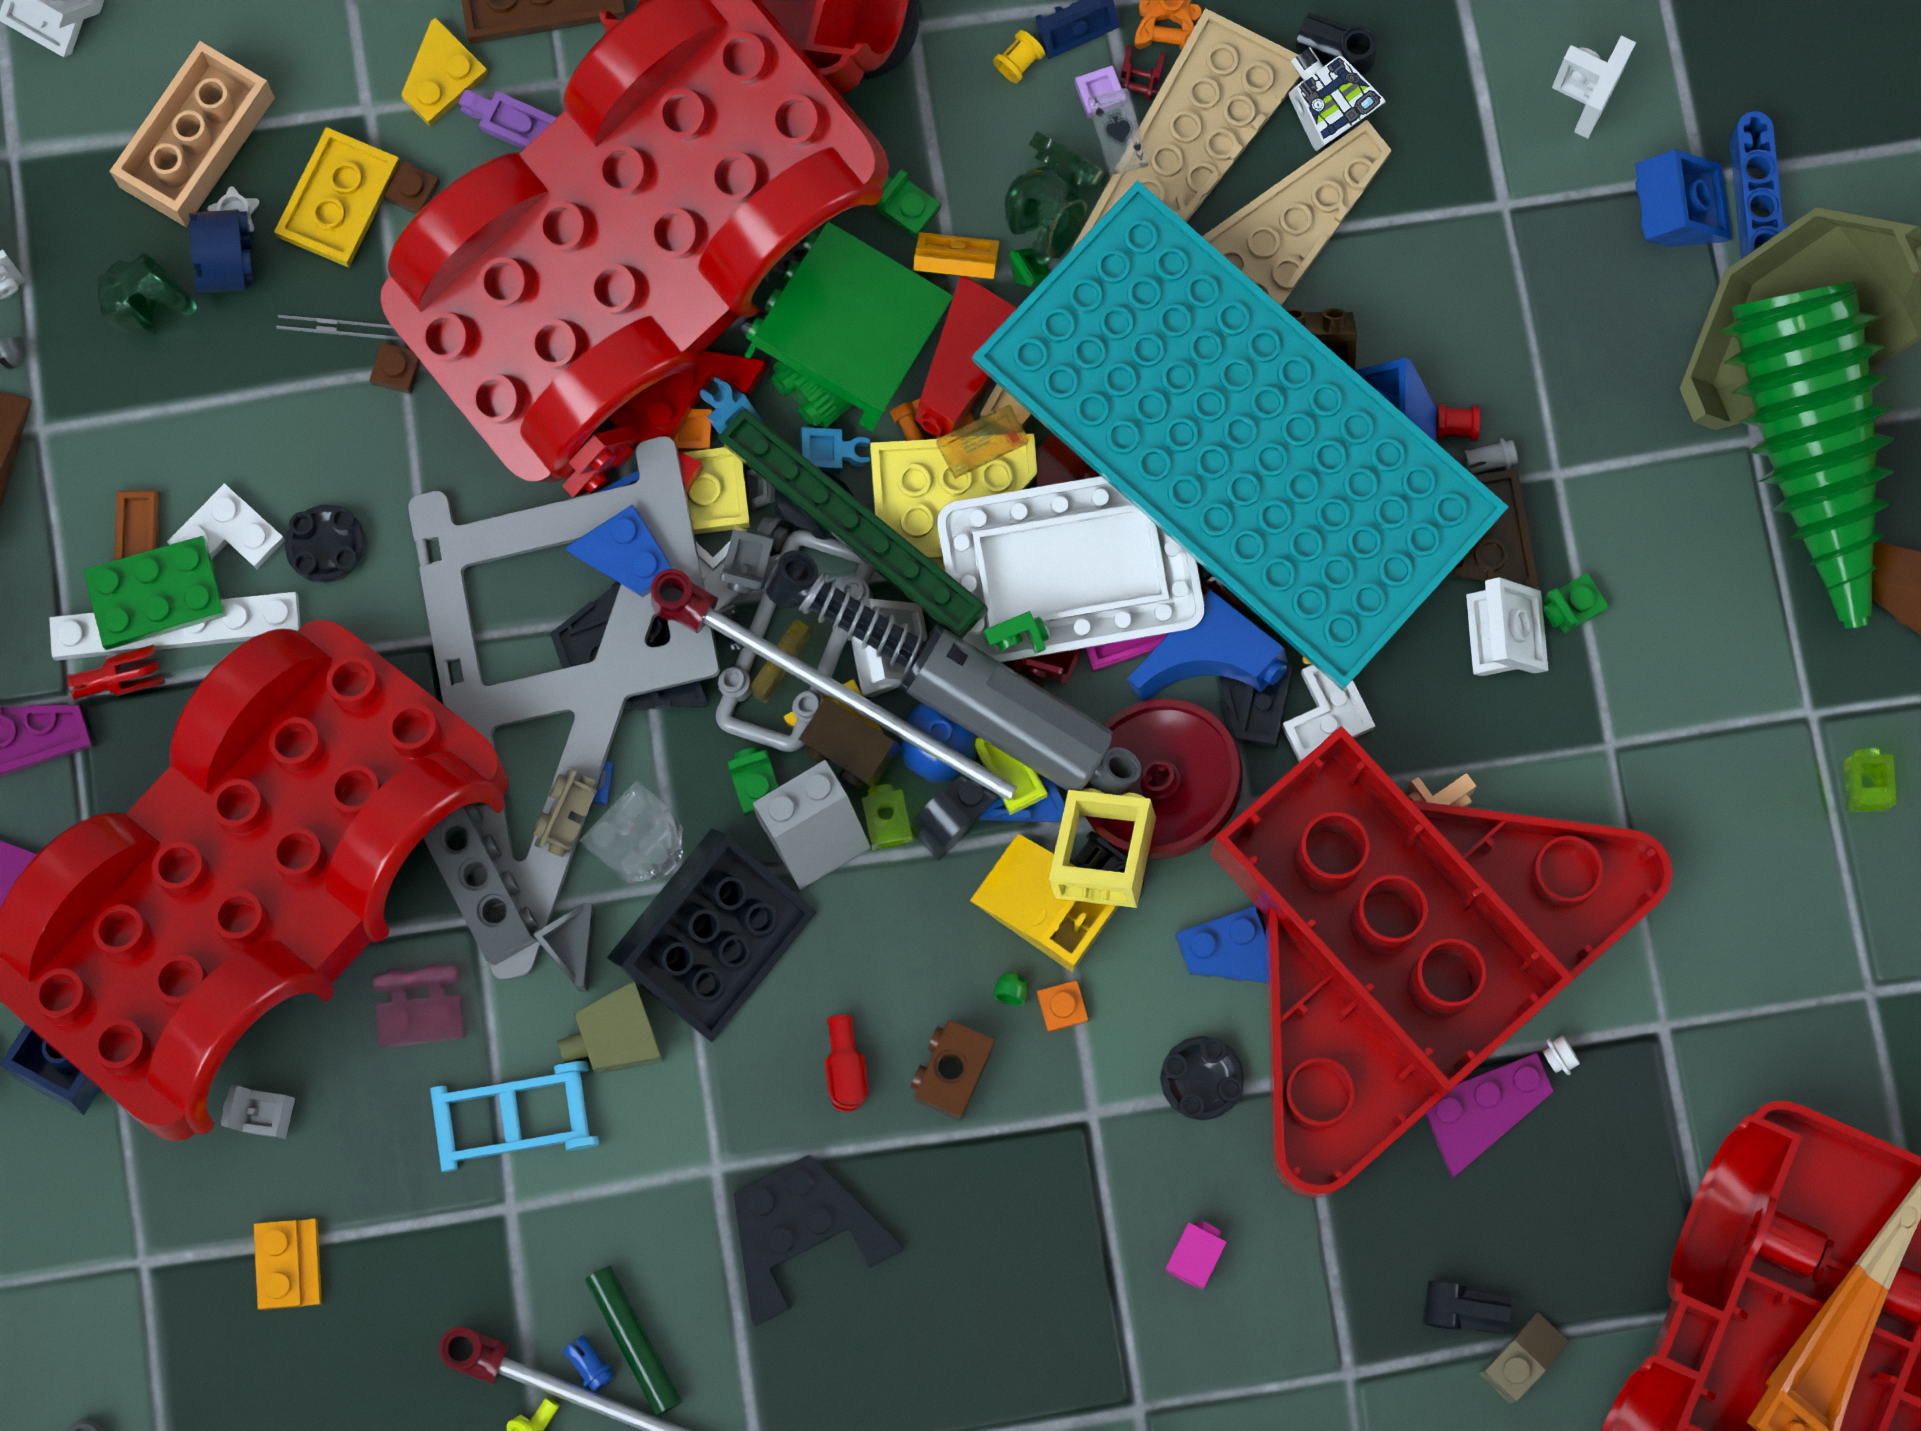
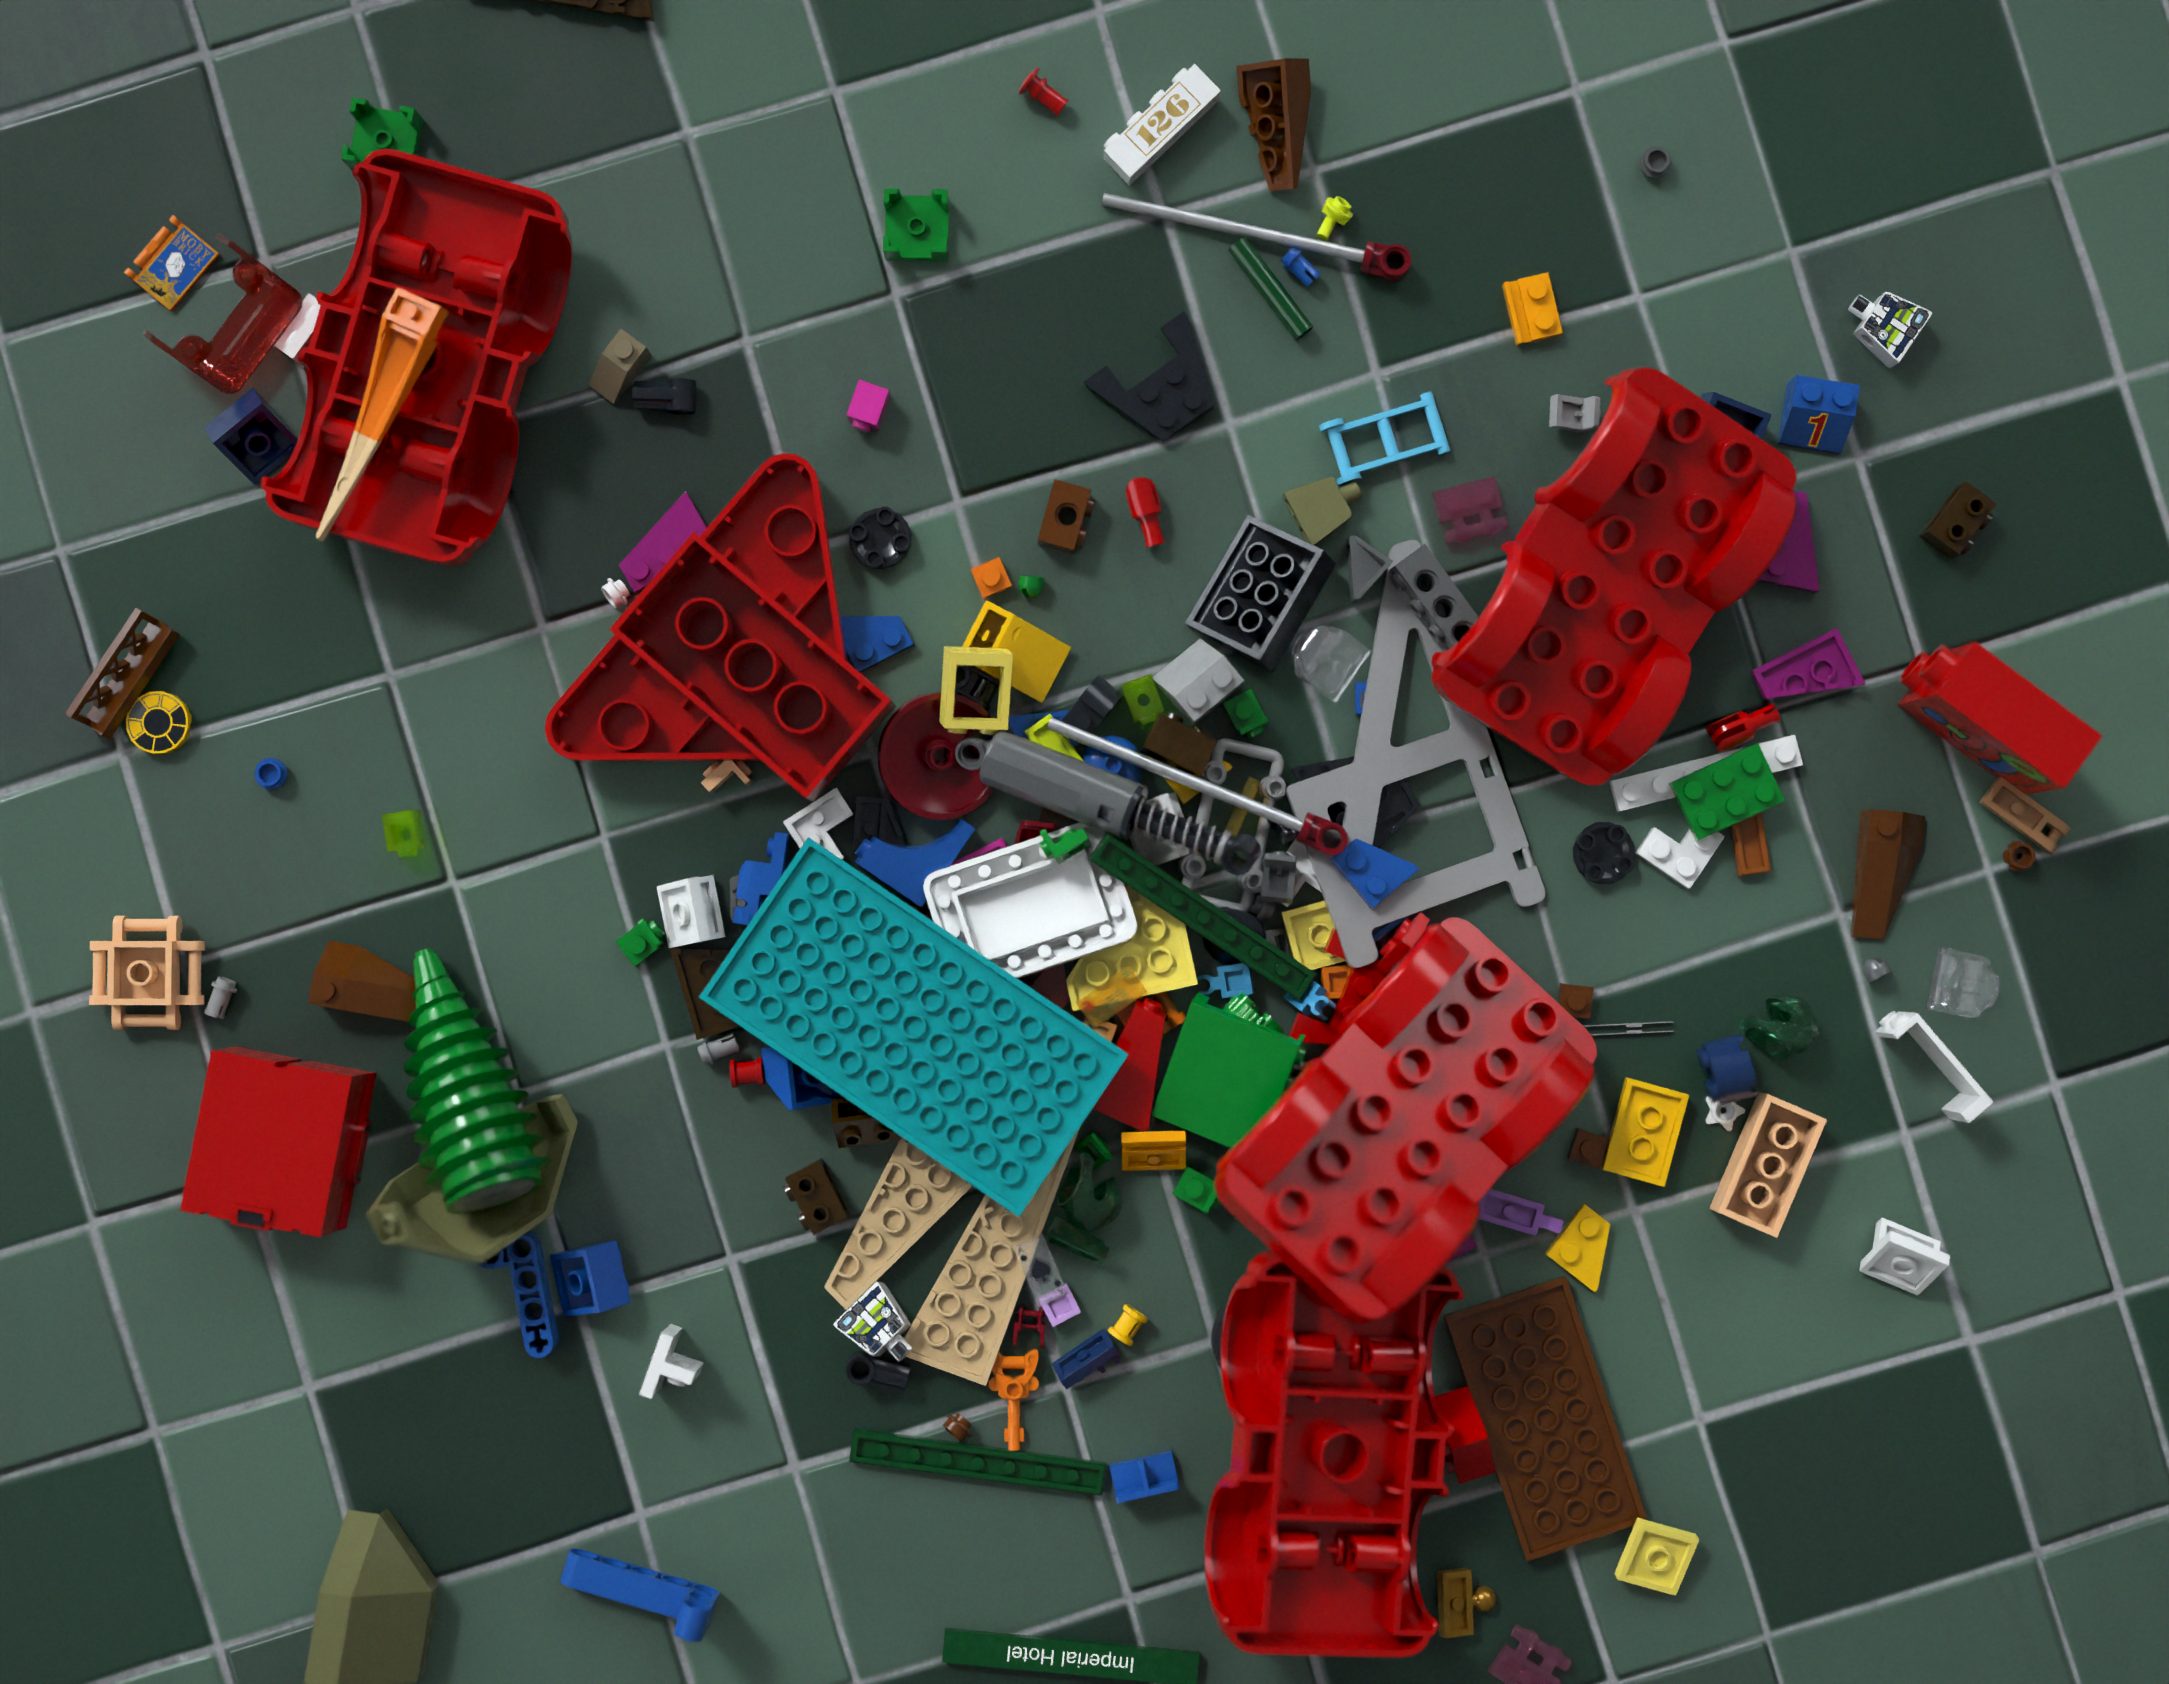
camera: 170 degrees right, 10 degrees up
(555, 826) = (1390, 653): dark tan hinge -> none
(1387, 259) = (816, 1197): none -> dark brown brick
(1416, 654) = (757, 880): none -> blue plate

